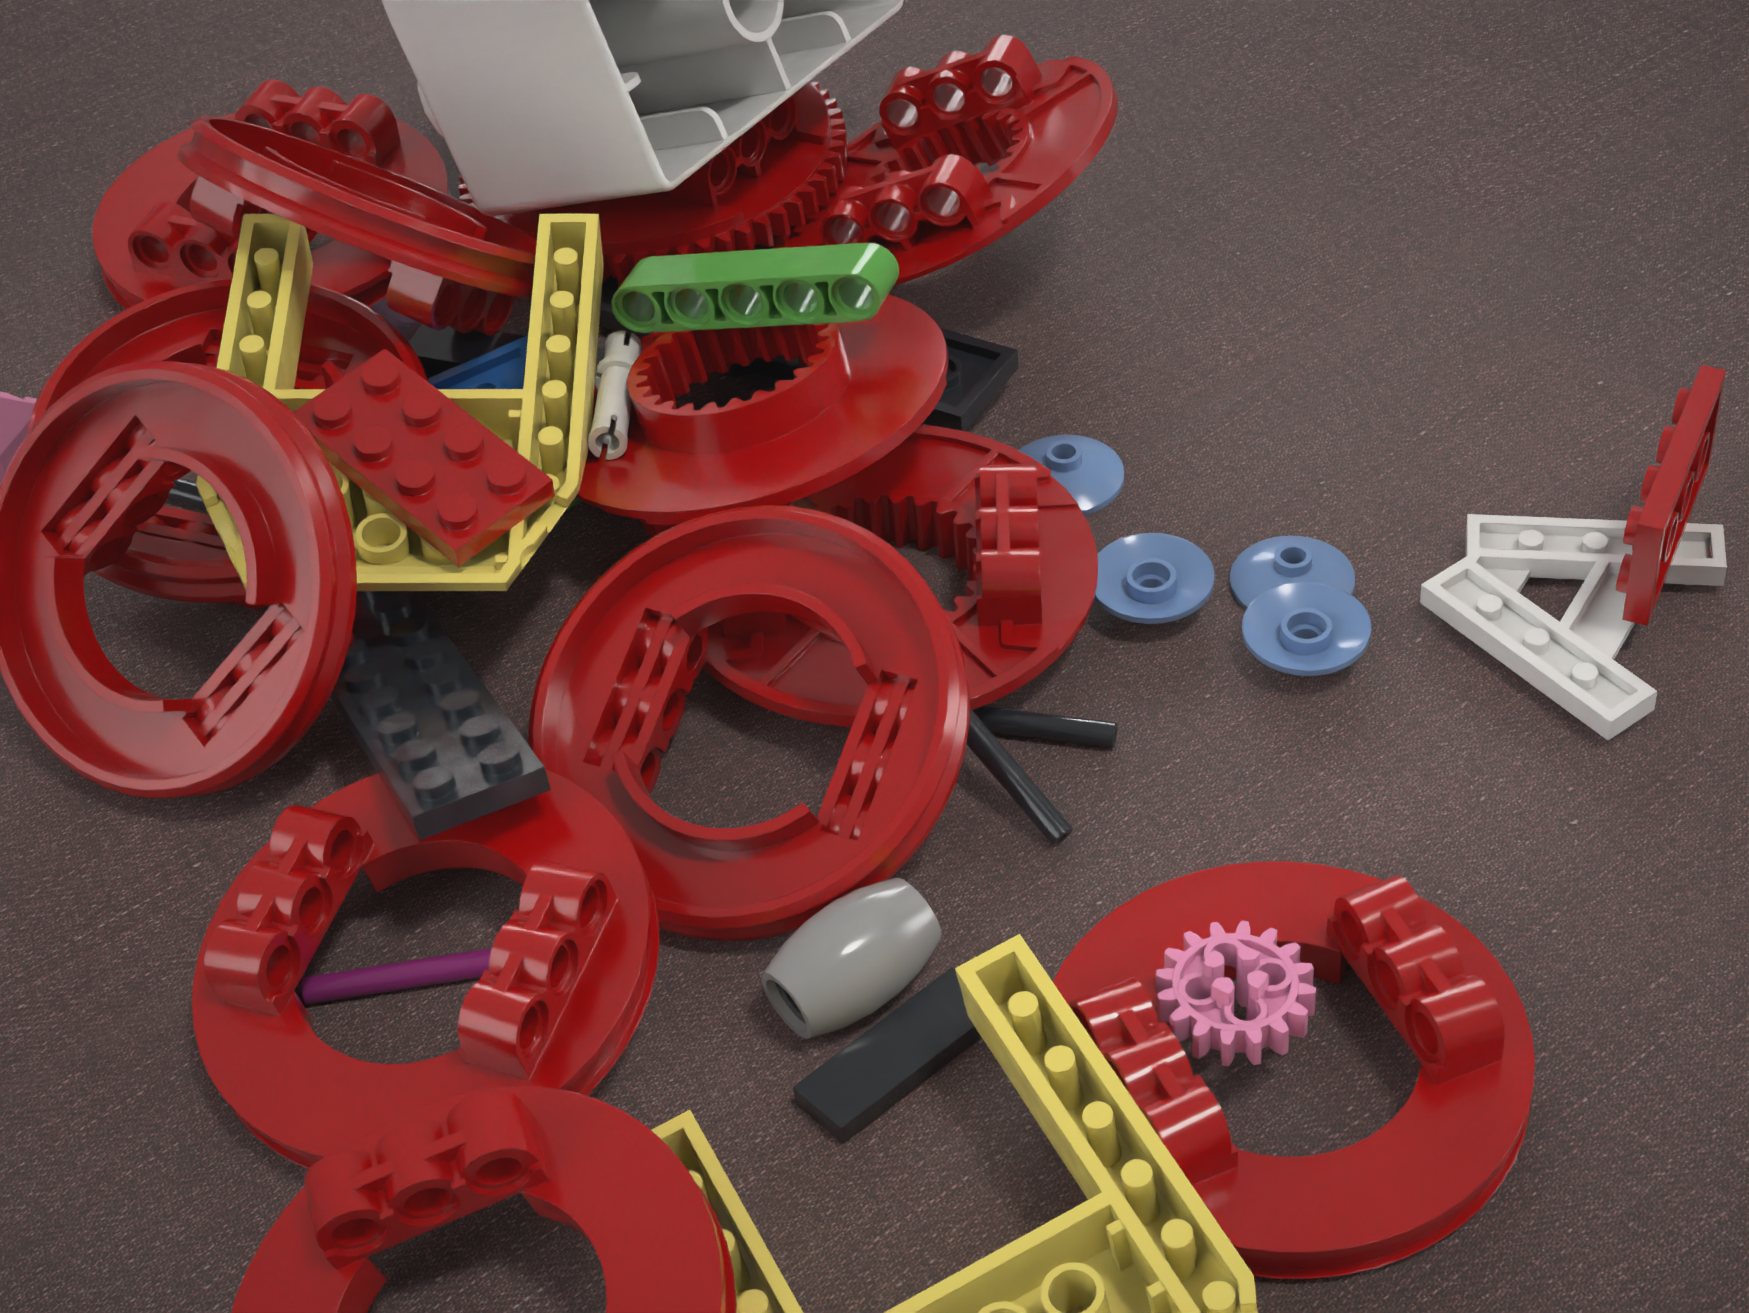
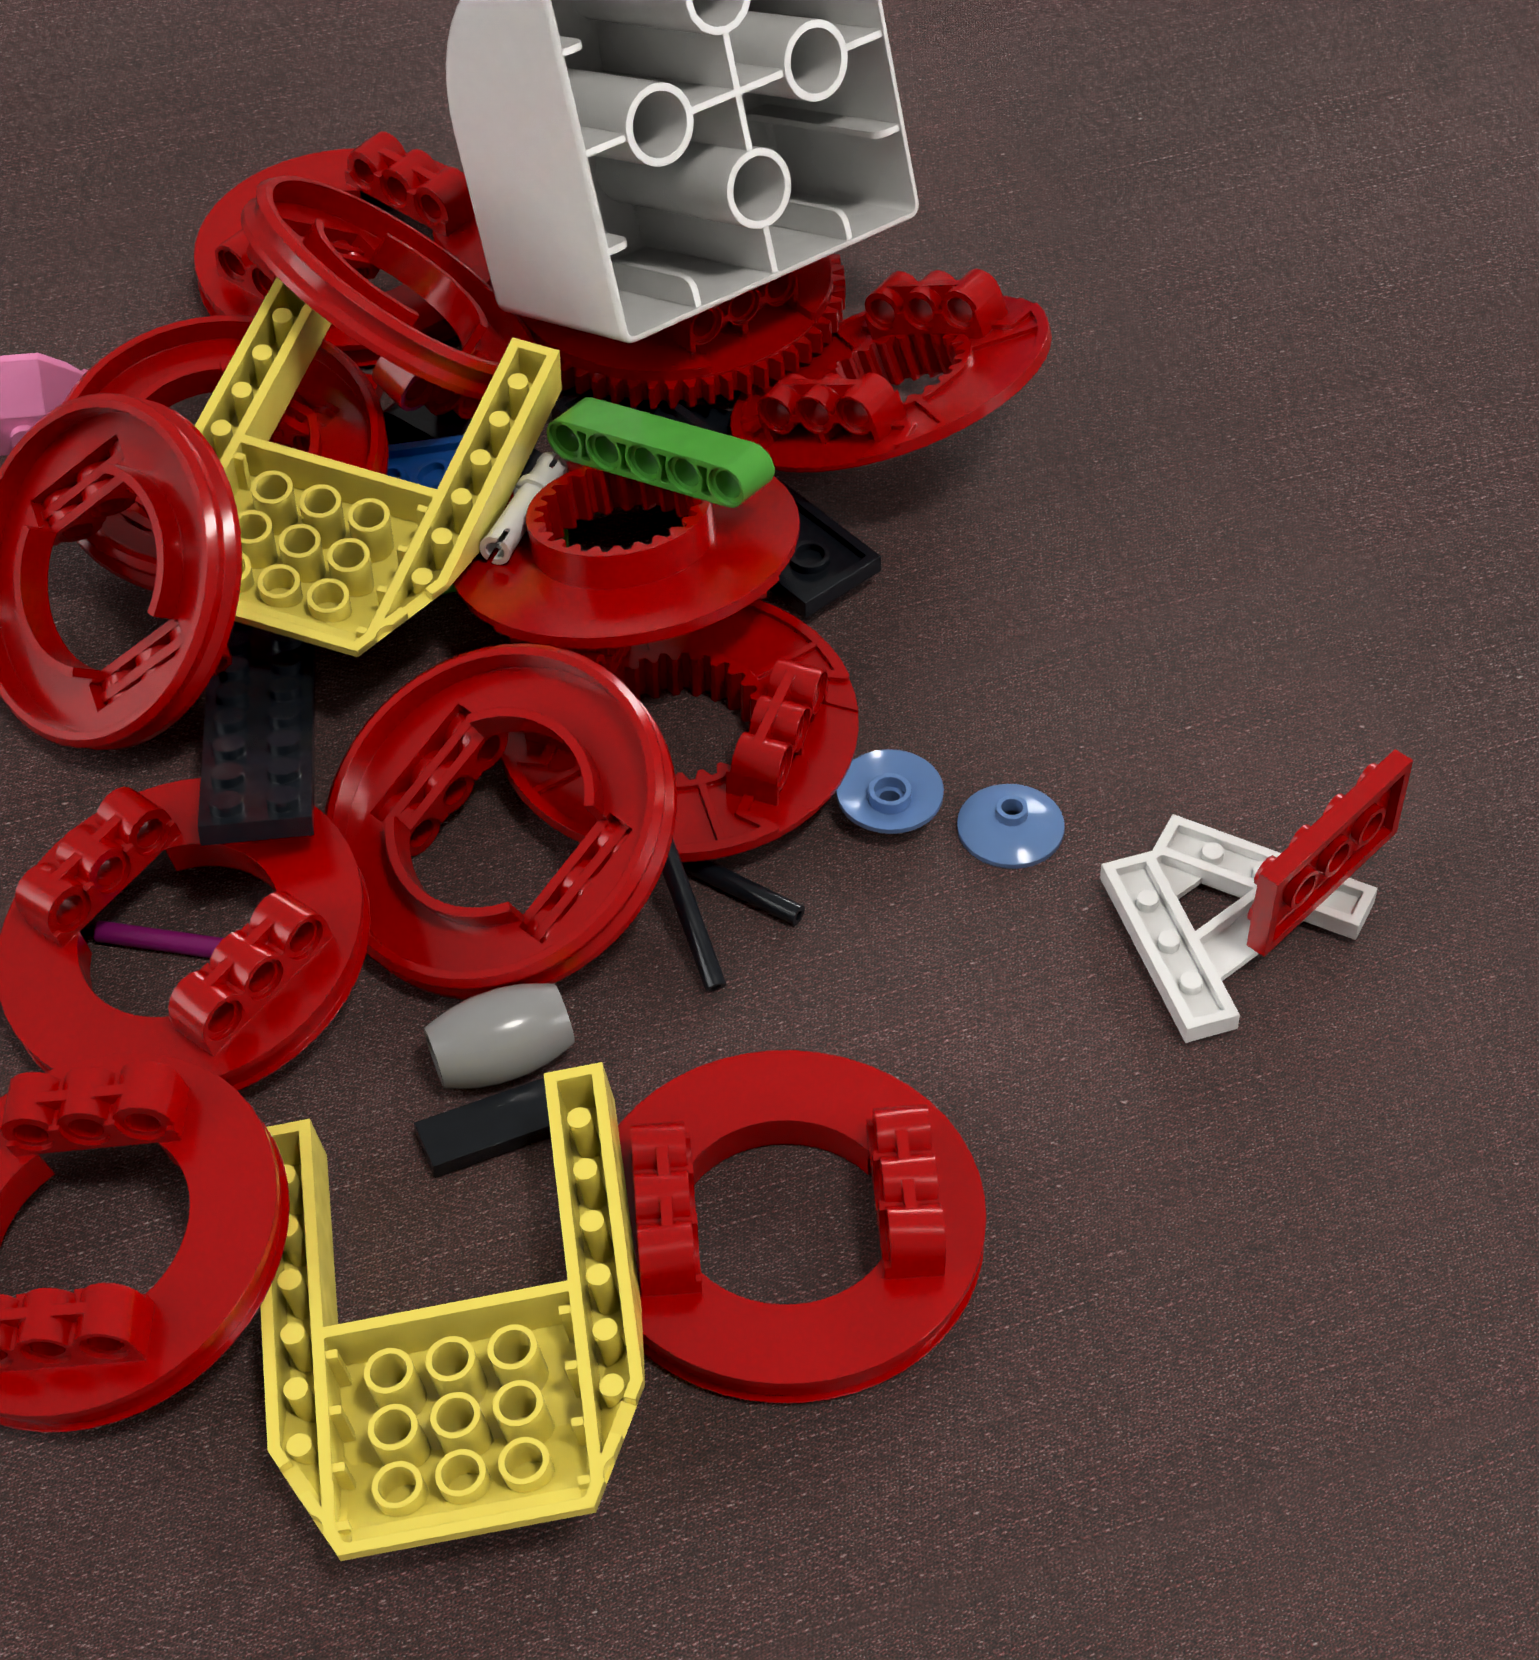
camera: 15 degrees right, 5 degrees up
(424, 457) = (332, 526): red plate -> none
(1082, 466) = (883, 676): medium blue dish -> none
(1268, 983) = (734, 1174): bright pink gear -> none
(1306, 628) = (990, 873): medium blue dish -> none

